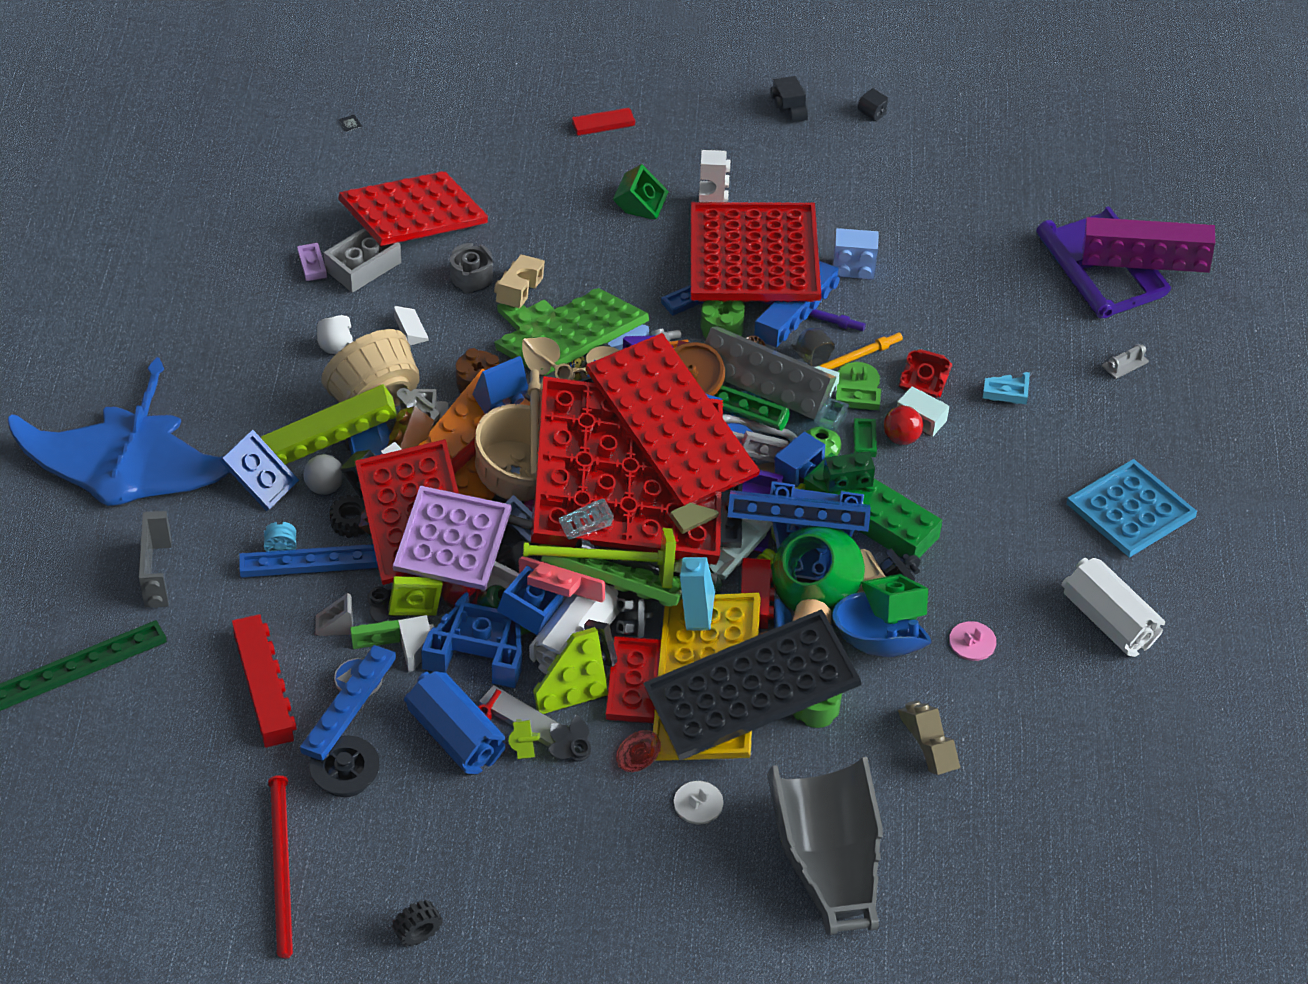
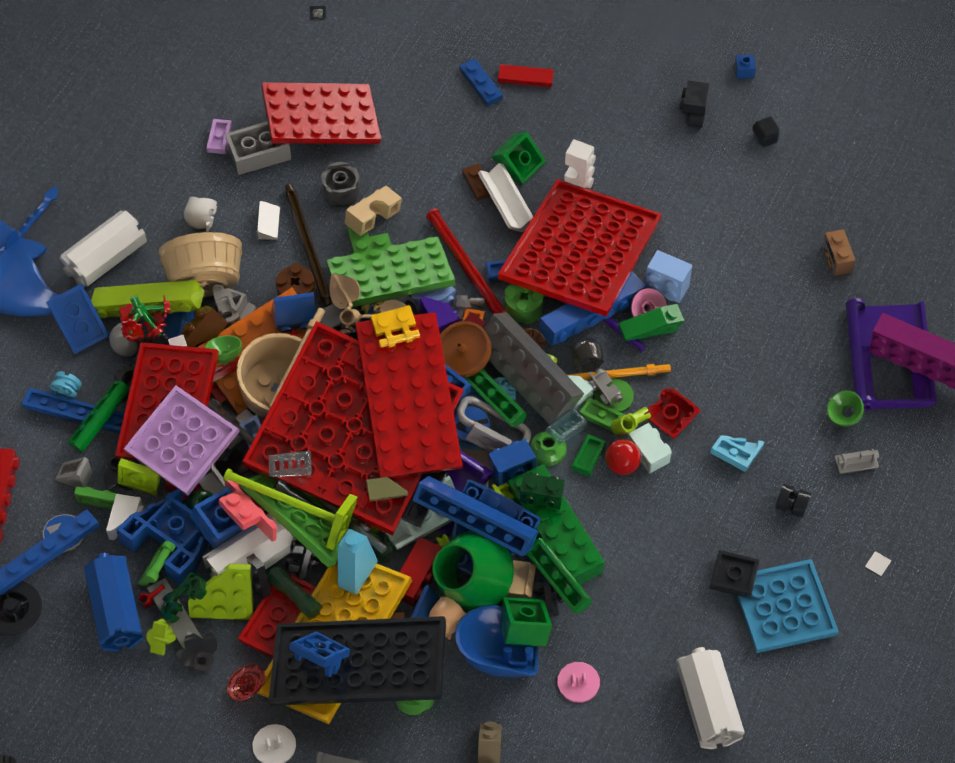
camera: 25 degrees right, 10 degrees up
(249, 396) = (103, 248): none -> white brick
(336, 554) = (98, 416): none -> green brick
(343, 441) = (133, 312): none -> red plant
(451, 320) = (308, 245): none -> dark brown piece
(454, 437) = (228, 347): none -> bright green piece
(479, 671) = (152, 571): none -> bright green plate
(538, 672) = (194, 587): none -> dark green helmet
(560, 139) = (481, 82): none -> blue plate
(610, 228) = (475, 182): none -> reddish brown plate
(628, 349) = (393, 321): none -> yellow plate
(636, 300) = (464, 261): none -> red axle
(652, 232) = (507, 197): none -> white panel
(658, 652) = (305, 602): none -> clear green axle
(711, 682) = (306, 648): none -> blue piece
(818, 55) = (745, 66): none -> blue plate
(850, 288) = (647, 296): none -> bright pink dish
(855, 376) = (608, 394): none -> light grey hinge
(863, 299) = (652, 323): none -> green slope
(891, 392) = (631, 422): none -> lime pin
(908, 544) = (559, 576): none -> green brick
(1004, 188) = (838, 252): none -> medium nougat brick
(1070, 494) = (734, 574): none -> black tile
(1087, 310) = (840, 402): none -> bright green piece
(1087, 412) = (800, 502): none -> black wheel
(1195, 445) = (878, 563): none -> white sticker

